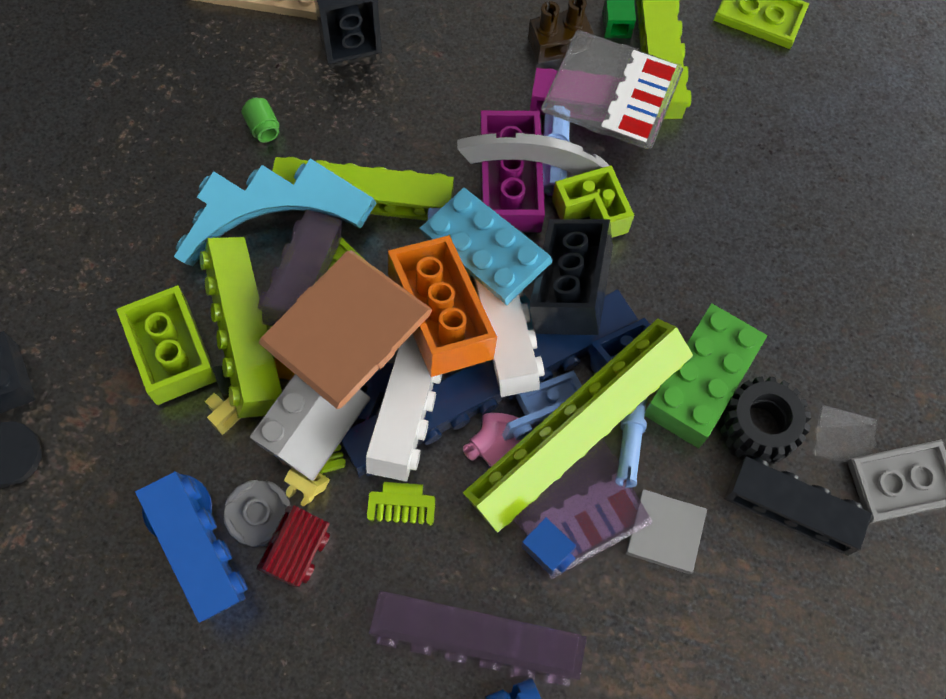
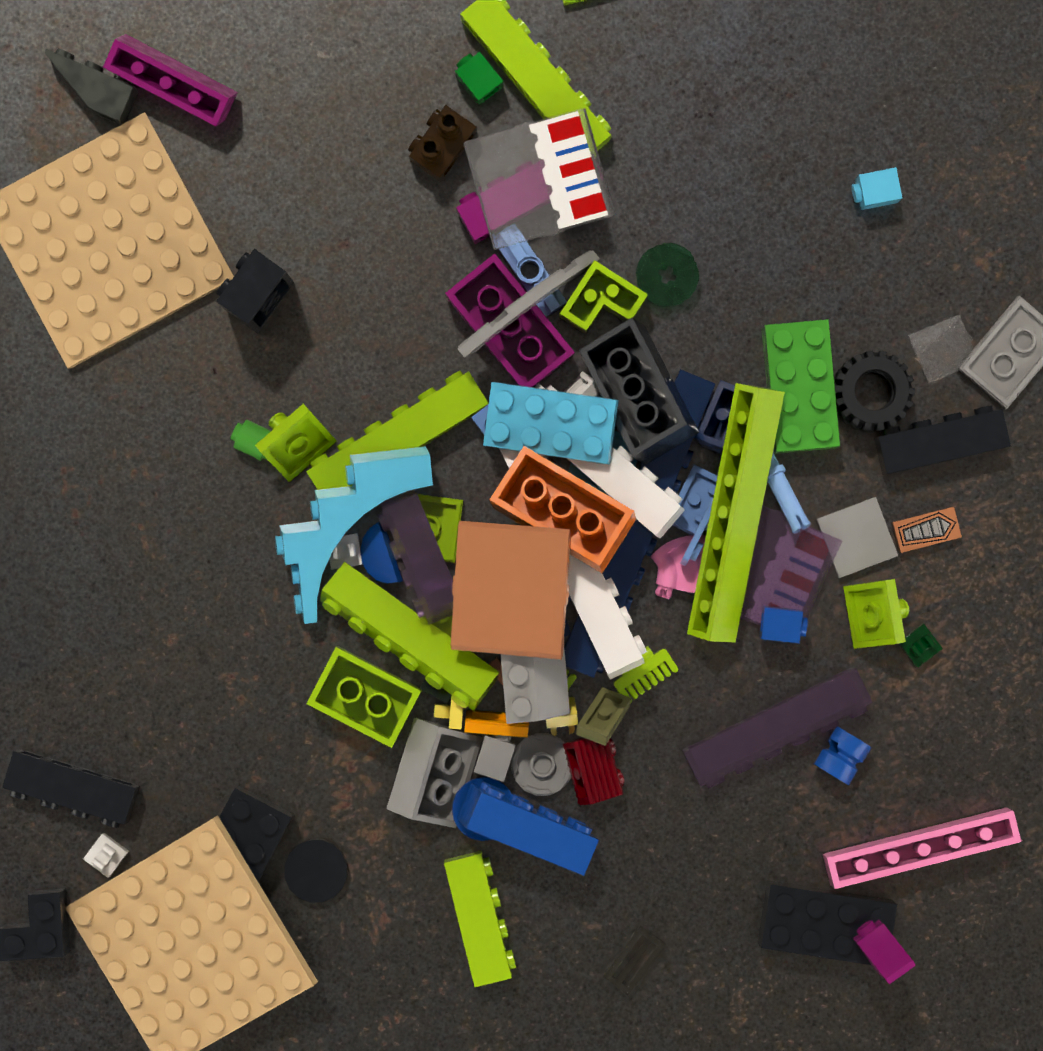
camera: 40 degrees left, 20 degrees up
(87, 600) = (478, 918): none -> lime brick
(166, 442) = (432, 771): none -> light grey slope
(224, 473) = (495, 756): none -> light grey brick
(254, 454) = (493, 724): none -> light orange tile
(257, 238) = (346, 551): none -> white tile
(271, 256) = (378, 556): none -> blue tile
(285, 132) = (295, 441): none -> lime tile
(337, 506) = (603, 716): none -> olive plate
(639, 603) = (875, 613): none -> lime tile
(653, 241) = (683, 267): none -> clear green plate
(657, 667) = (920, 645): none -> dark green tile
(732, 570) = (926, 529): none -> tile
(871, 279) = (877, 189): none -> medium azure brick

